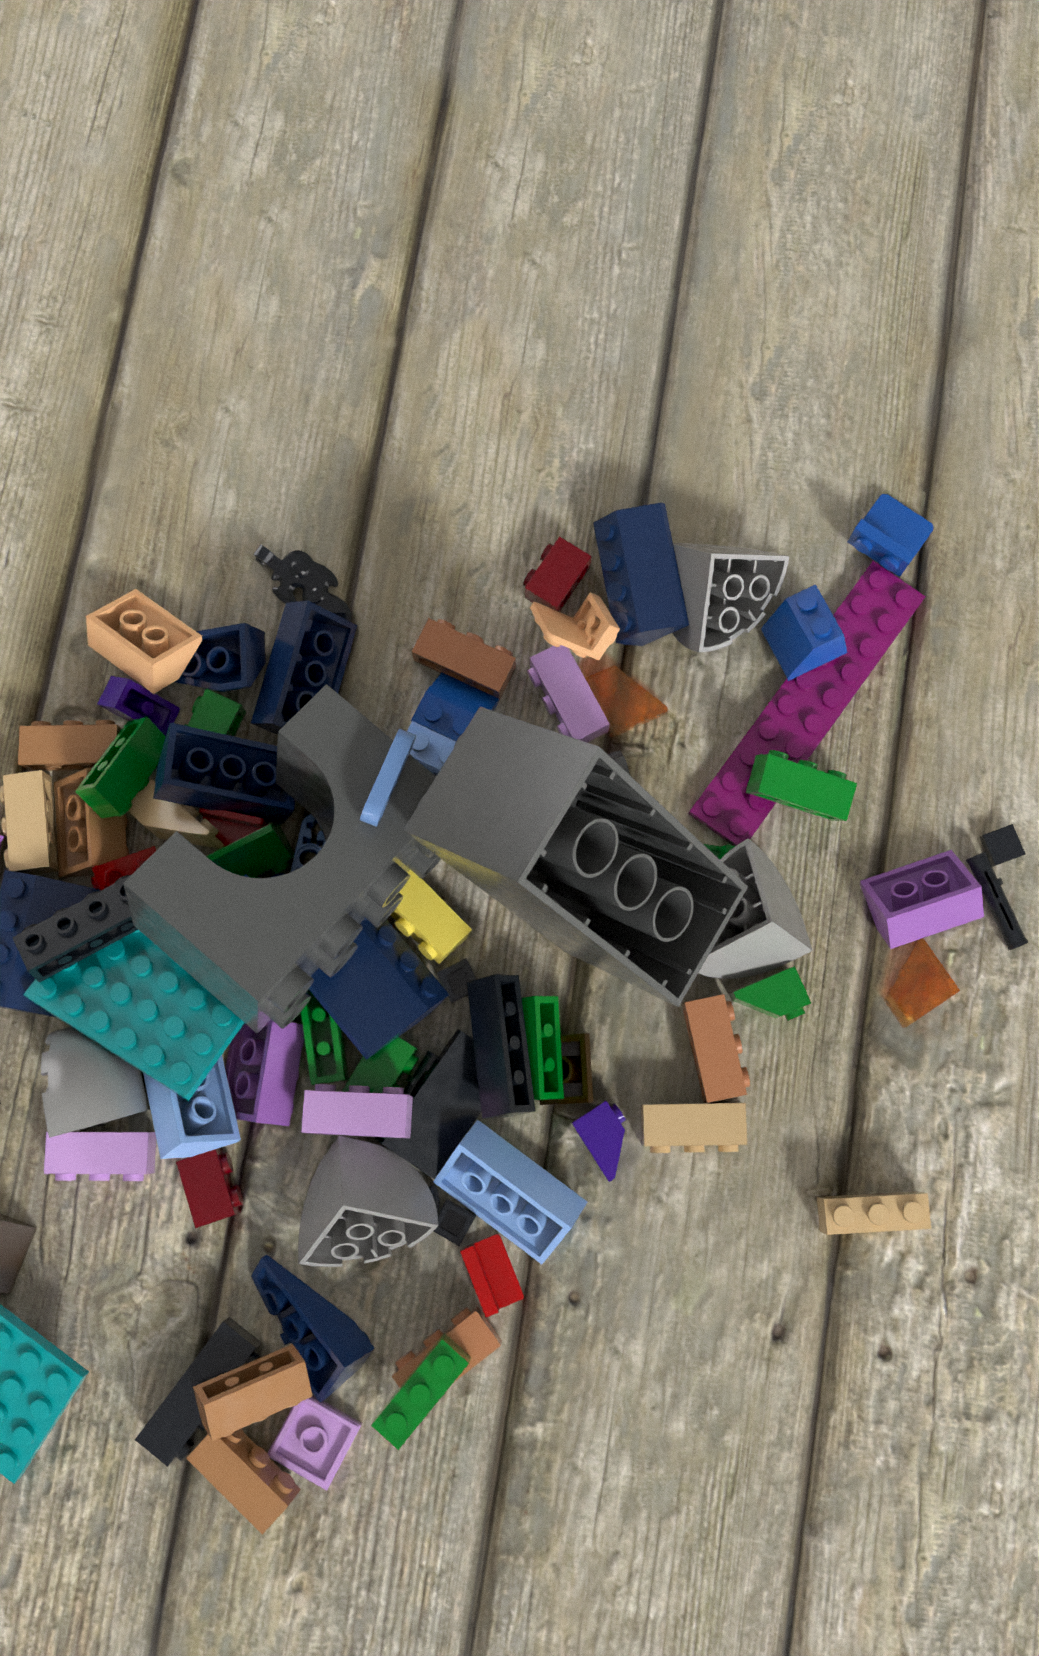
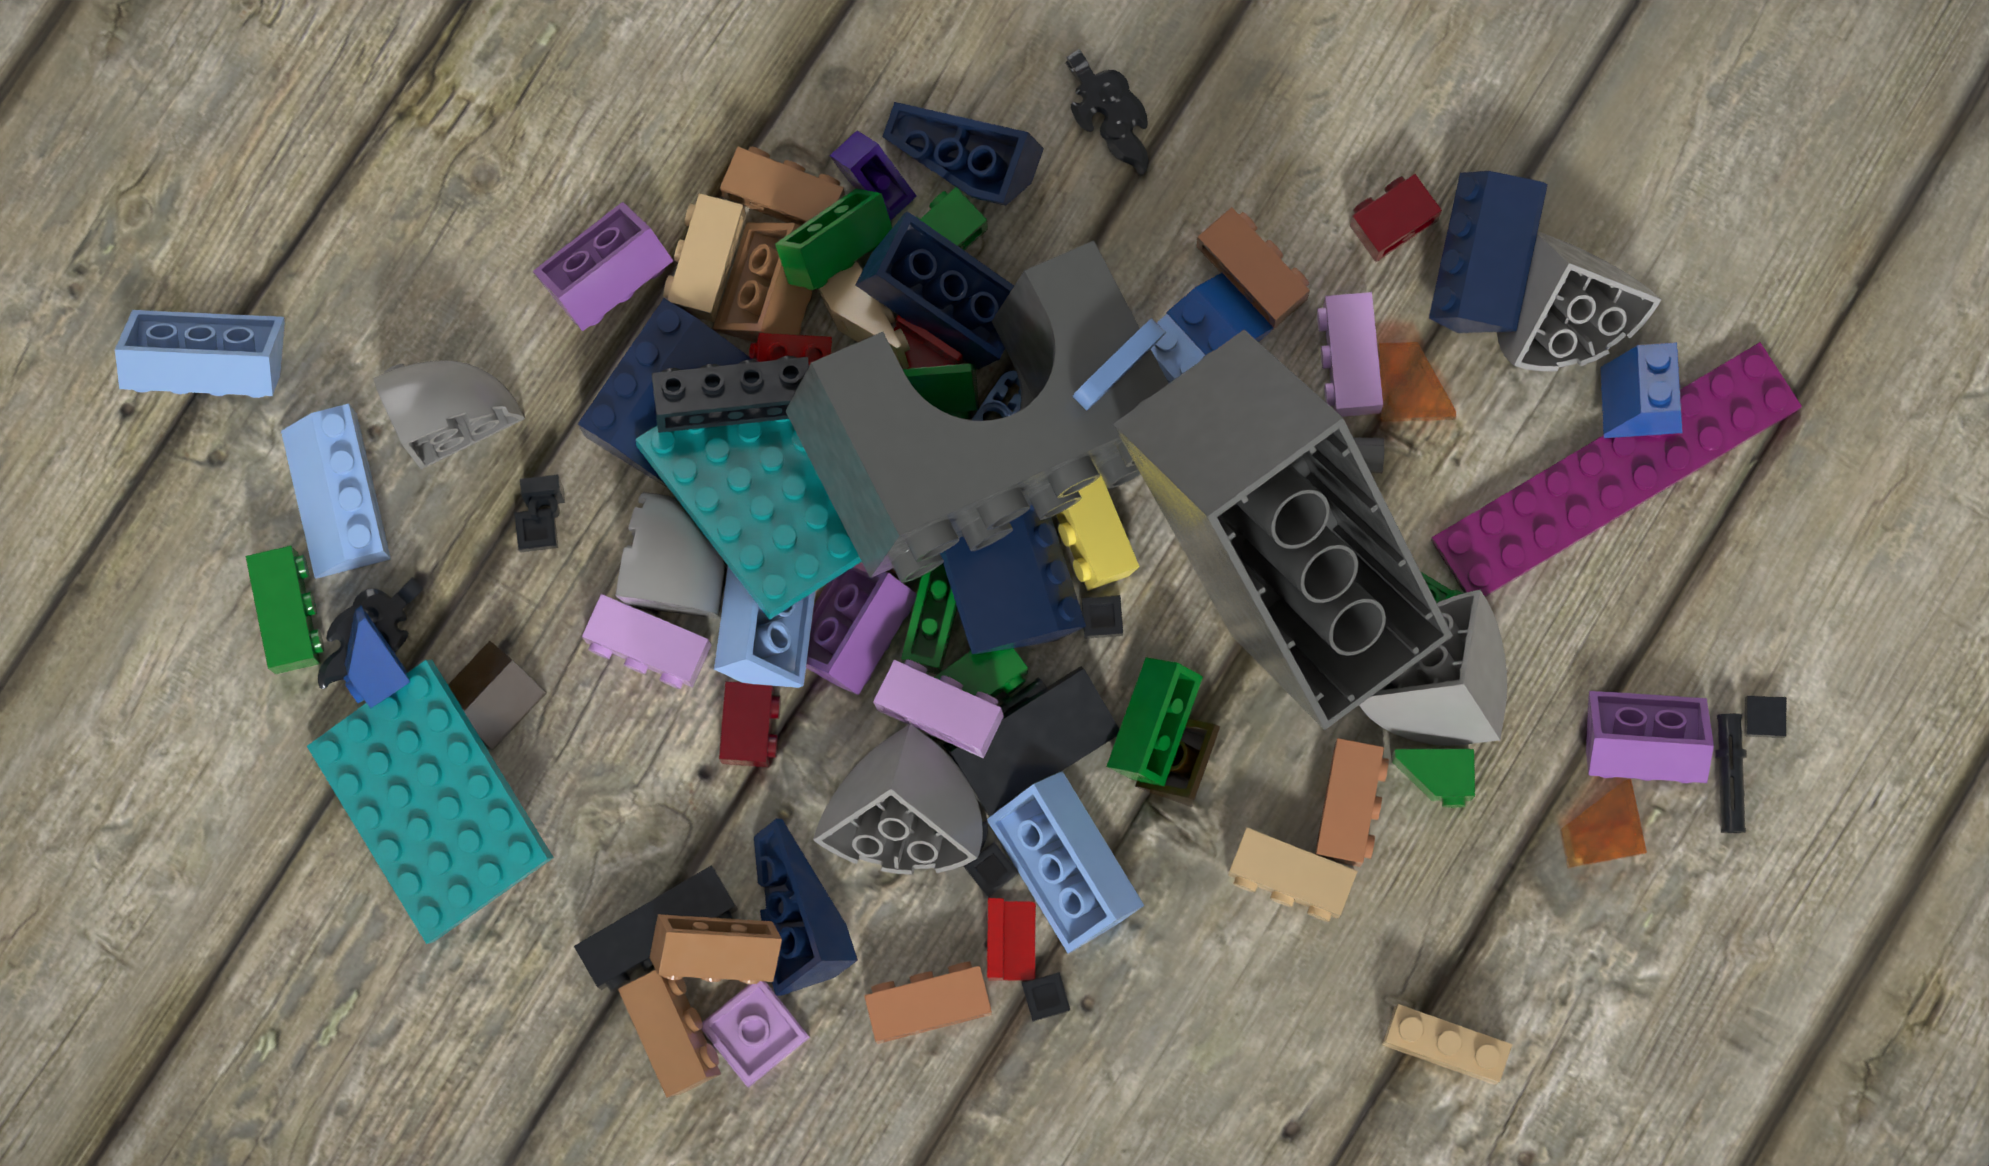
camera: 25 degrees right, 0 degrees up
(142, 640) = (907, 105): light nougat slope -> none
(305, 657) = (1071, 203): dark blue slope -> none
(421, 1391) = (891, 1017): green brick -> none
(500, 1046) = (1119, 701): black brick -> none
(539, 1308) = (1046, 997): none -> black tile
(585, 634) = (1398, 293): light nougat bracket -> none
(603, 1136) = (1189, 844): dark purple slope -> none
(801, 786) = (1566, 559): green brick -> none
(891, 534) = (1793, 320): blue bracket -> none

